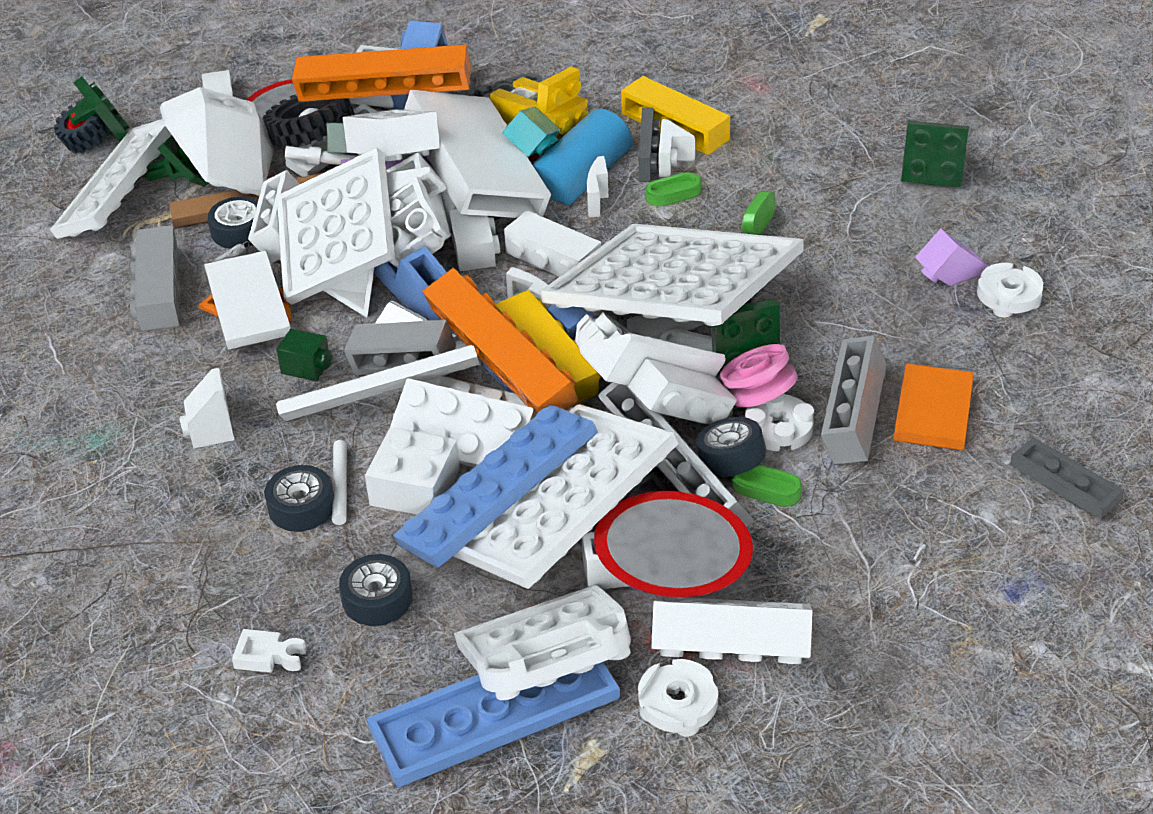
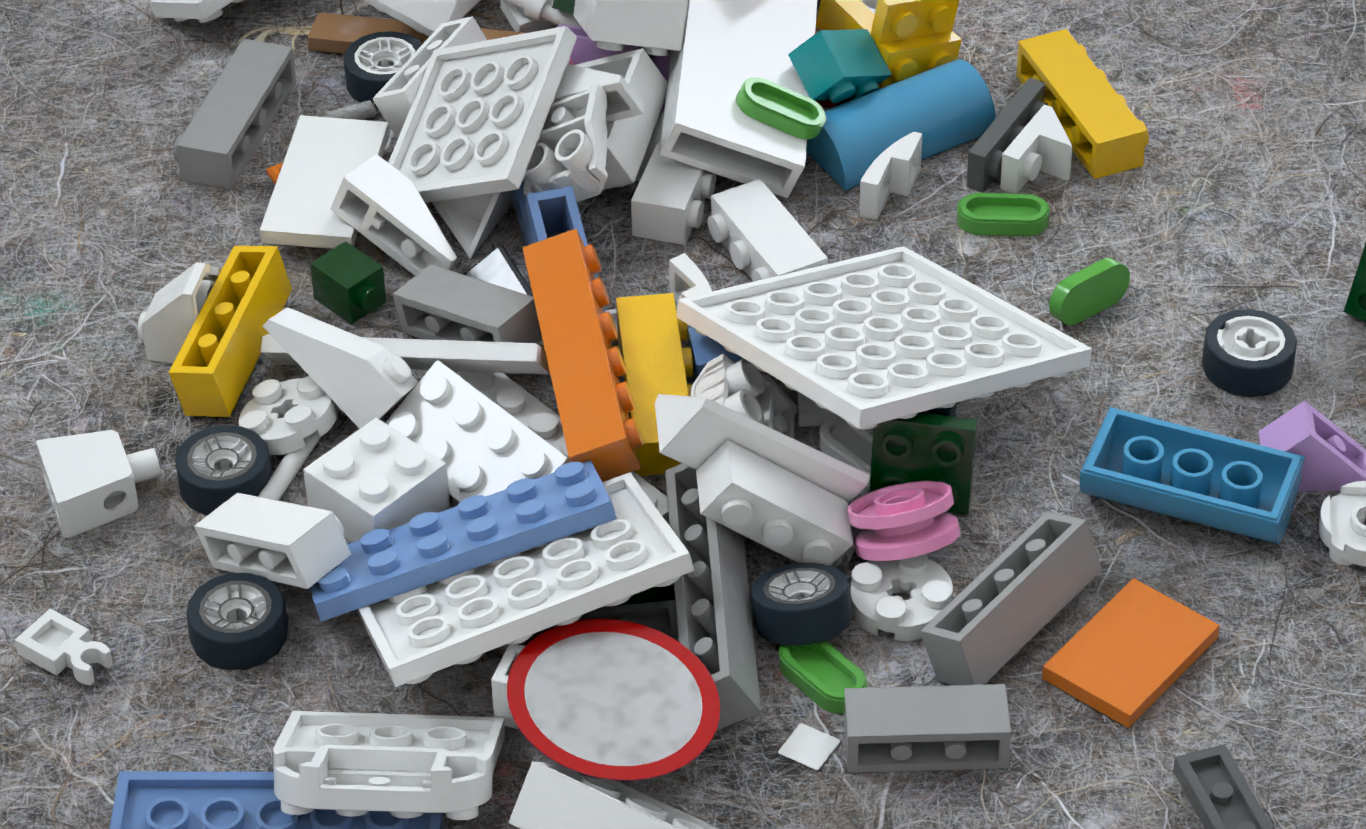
camera: 25 degrees right, 0 degrees up
(212, 534) = (92, 478): none -> white torso
(249, 409) = (230, 331): none -> yellow brick
(314, 305) = (392, 216): none -> white slope
(327, 433) = (288, 413): none -> white plate
(353, 403) = (350, 369): none -> white slope
(373, 527) = (273, 540): none -> white brick
(518, 164) = (781, 108): none -> bright green tile
(789, 531) = (809, 746): none -> white sticker
(857, 492) = (926, 728): none -> light grey brick
(871, 218) = (1249, 352): none -> black wheel
(899, 293) = (1193, 475): none -> dark azure brick

